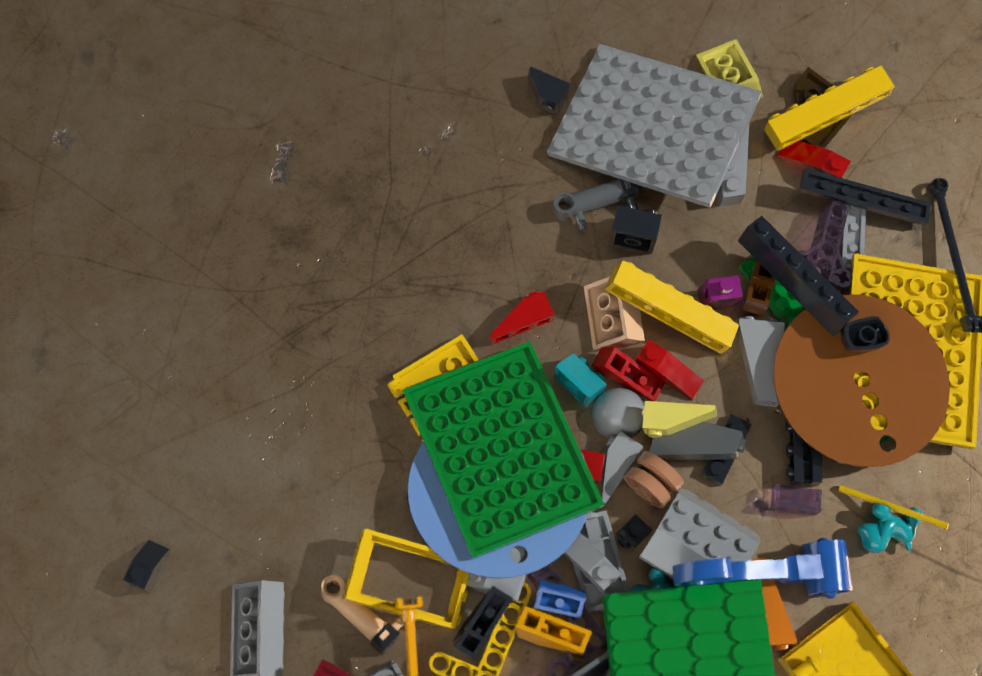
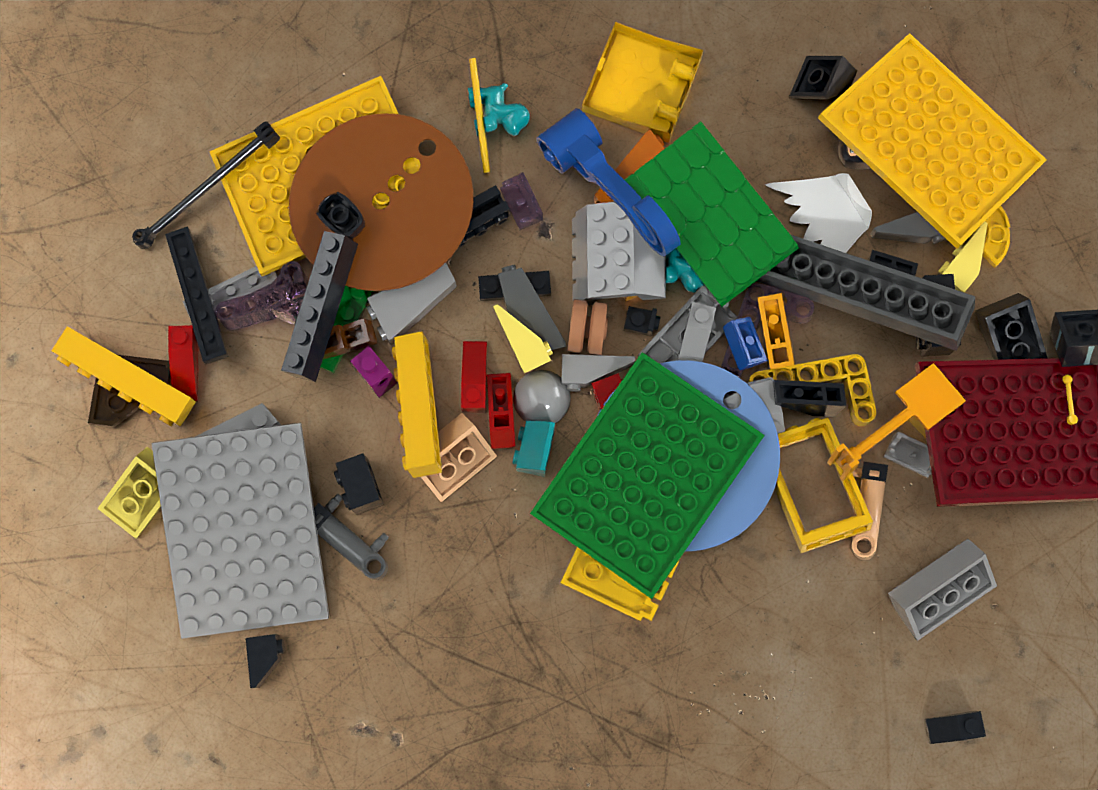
camera: 120 degrees left, 5 degrees up
(527, 315) = (504, 535): red slope -> none

